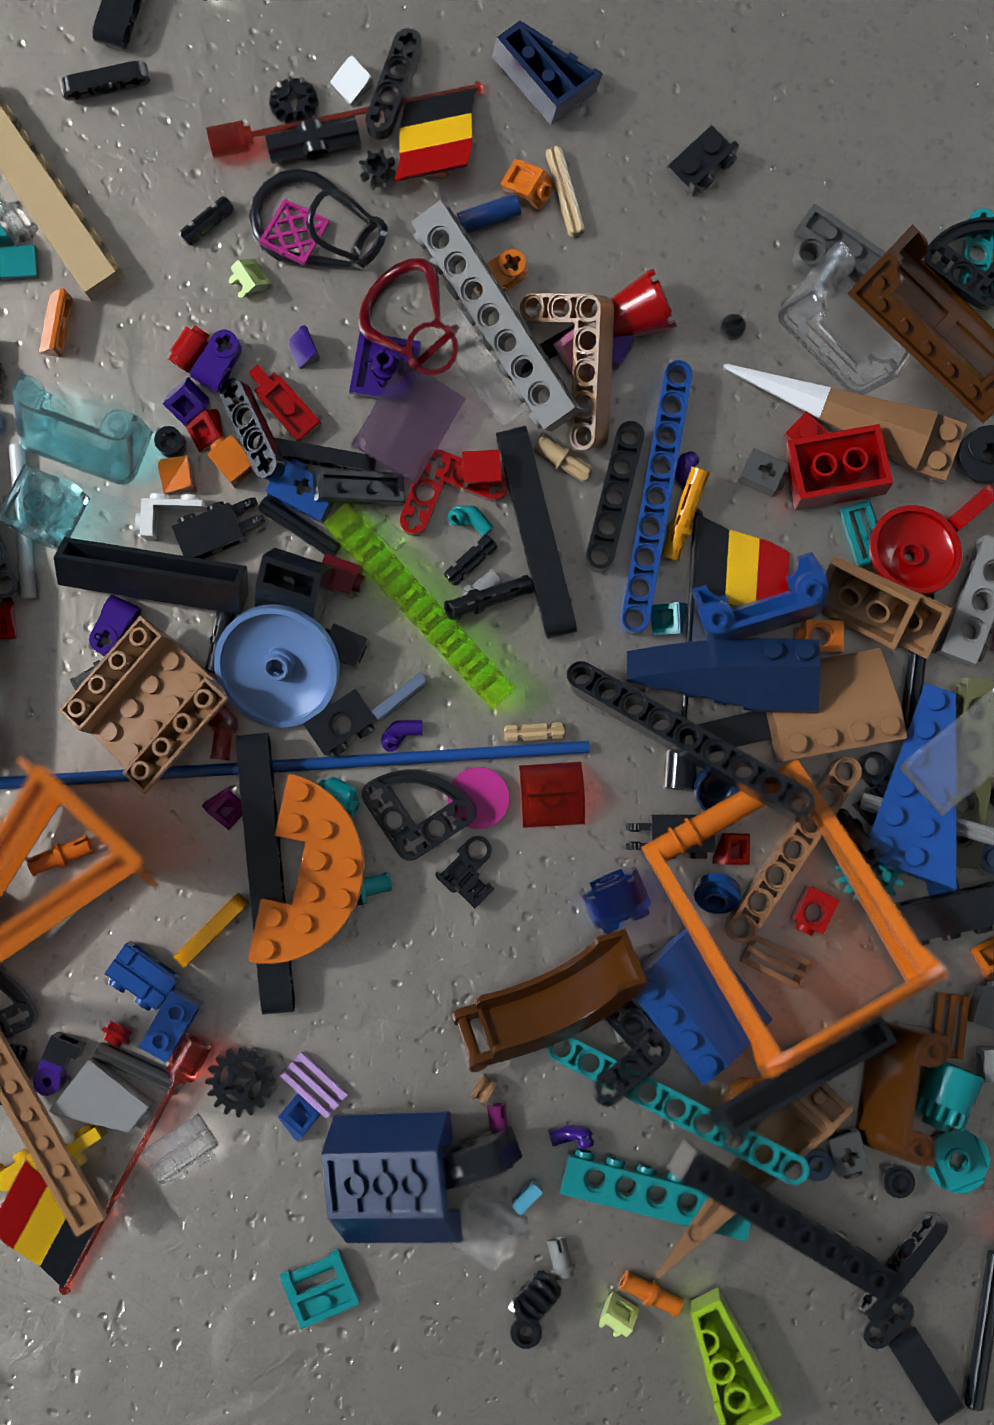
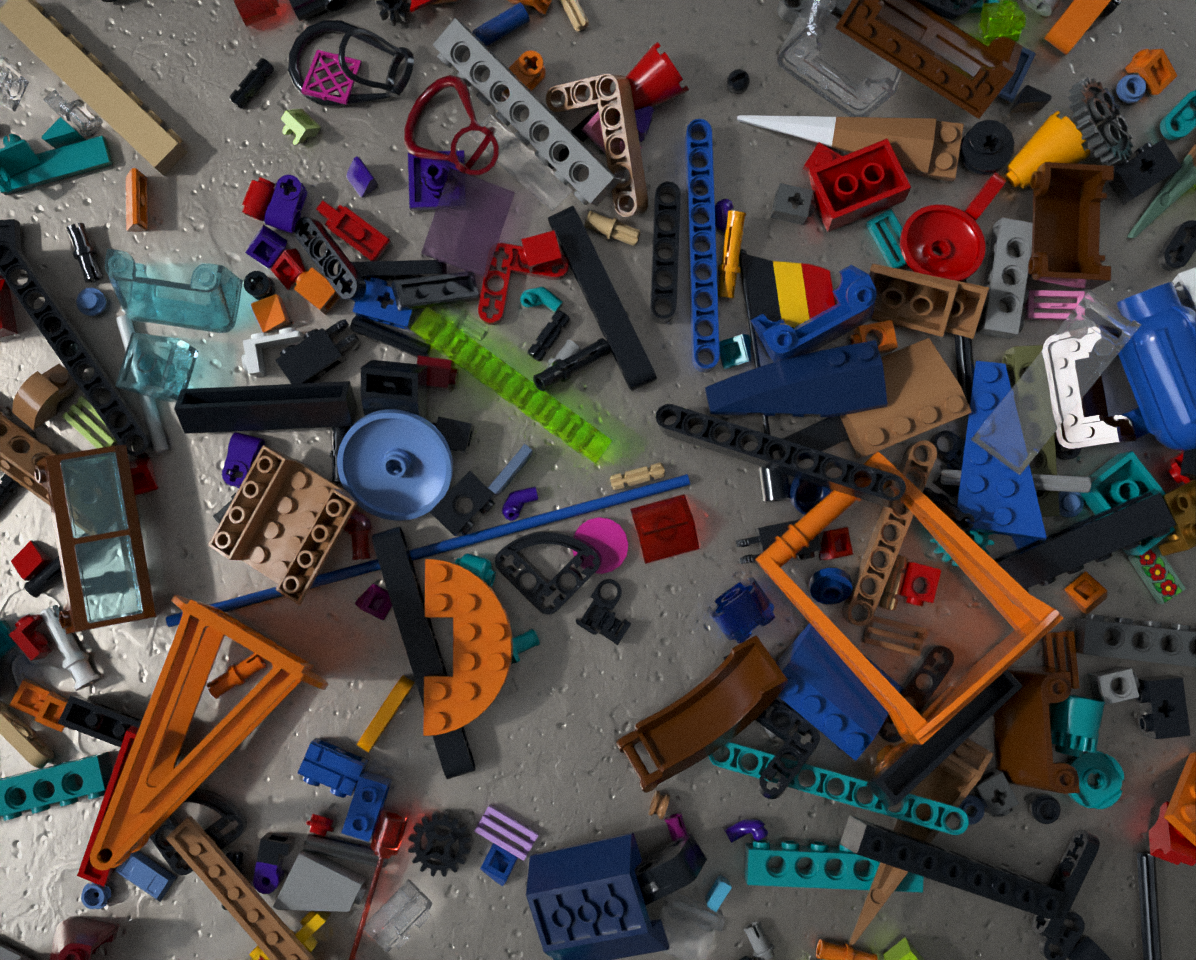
camera: 10 degrees left, 0 degrees up
(786, 905) = (894, 584): none -> tan axle
(788, 1032) = (911, 690): none -> black beam

